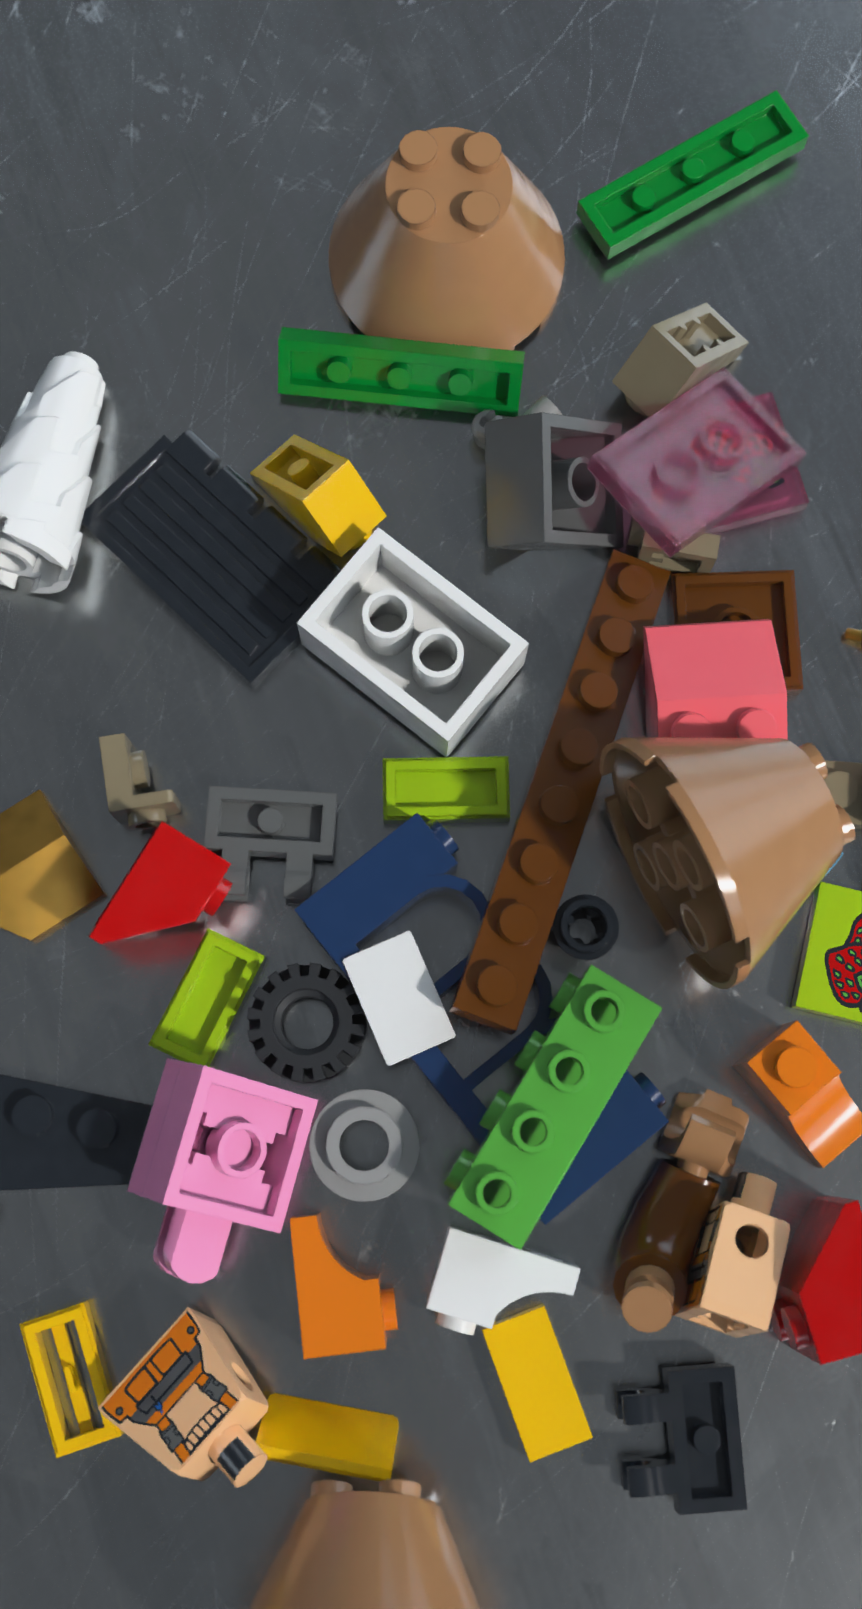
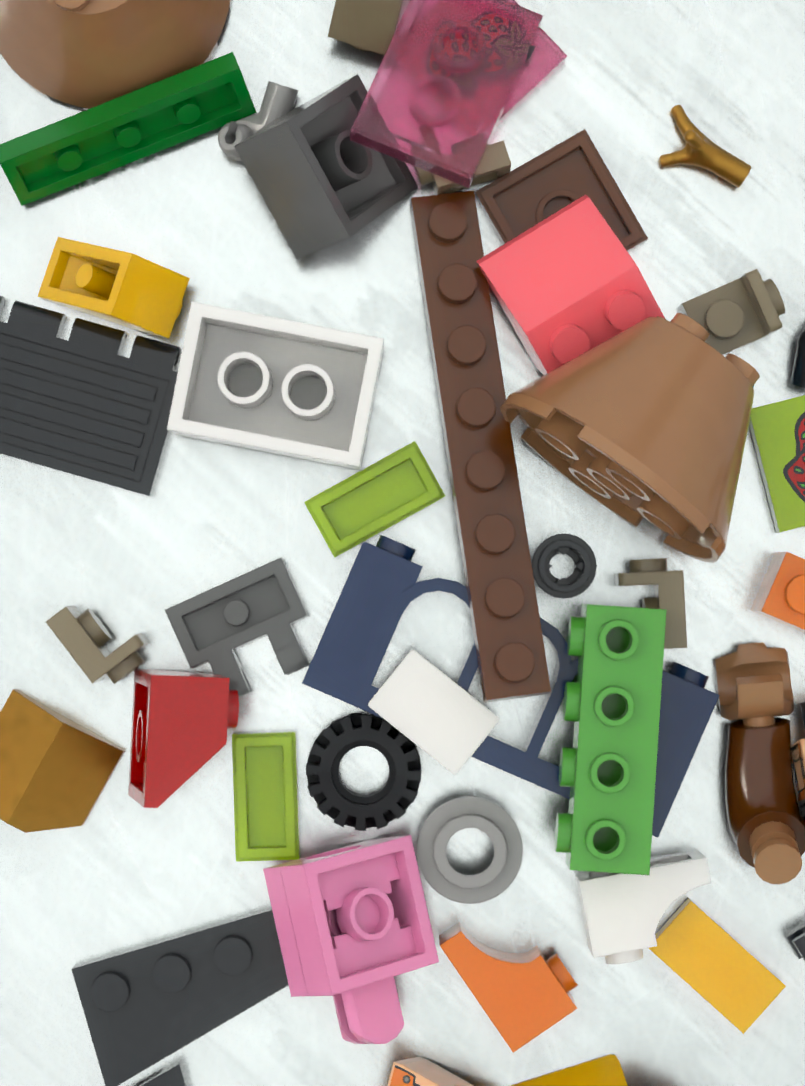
camera: 25 degrees left, 10 degrees up
(669, 994) = (667, 592): none -> dark tan bracket

